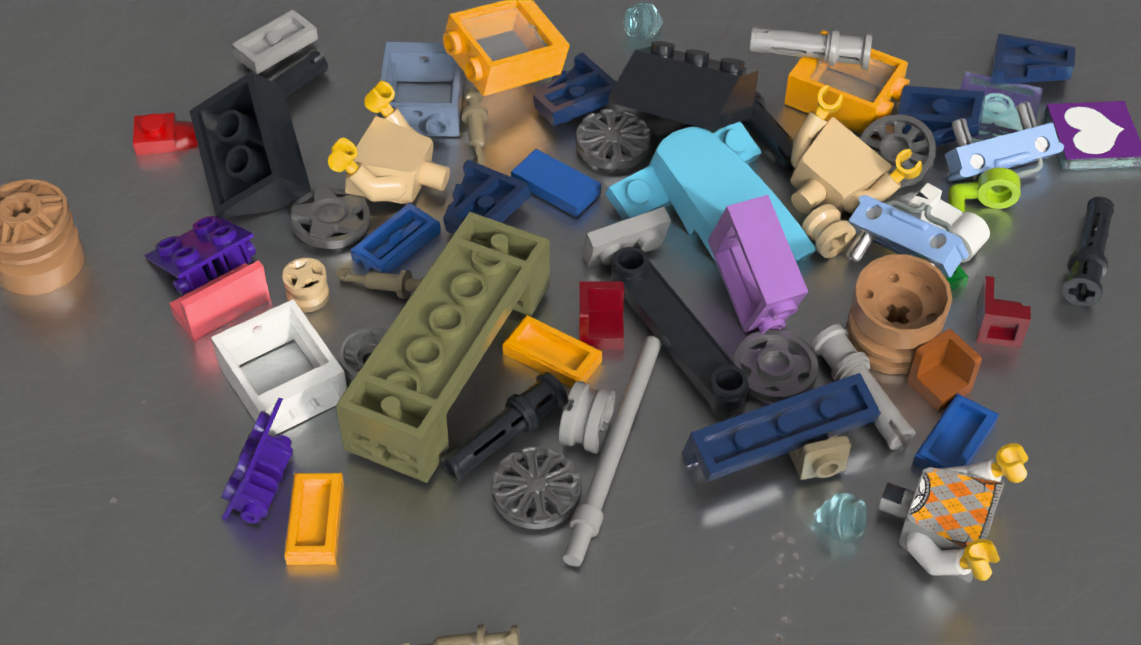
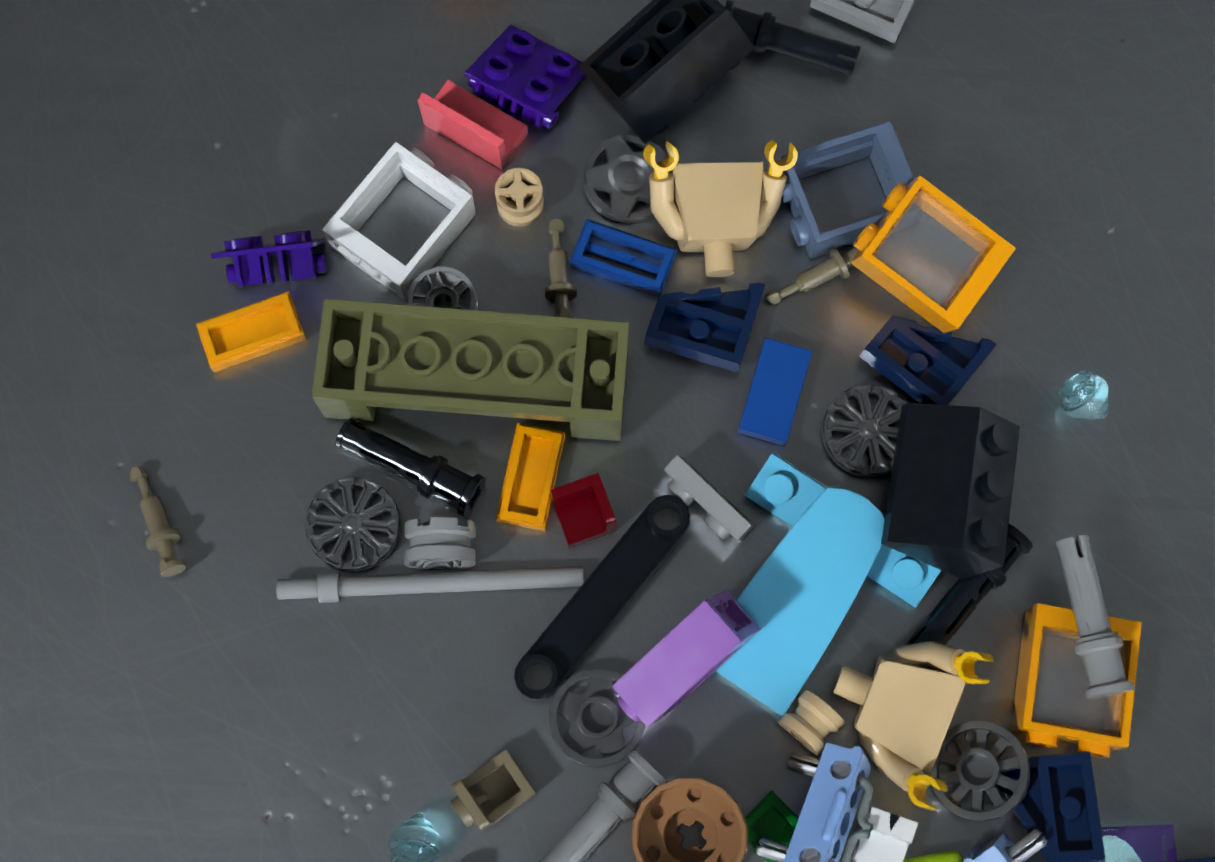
camera: 70 degrees right, 25 degrees up
(781, 427) = (494, 750): dark blue fence -> none

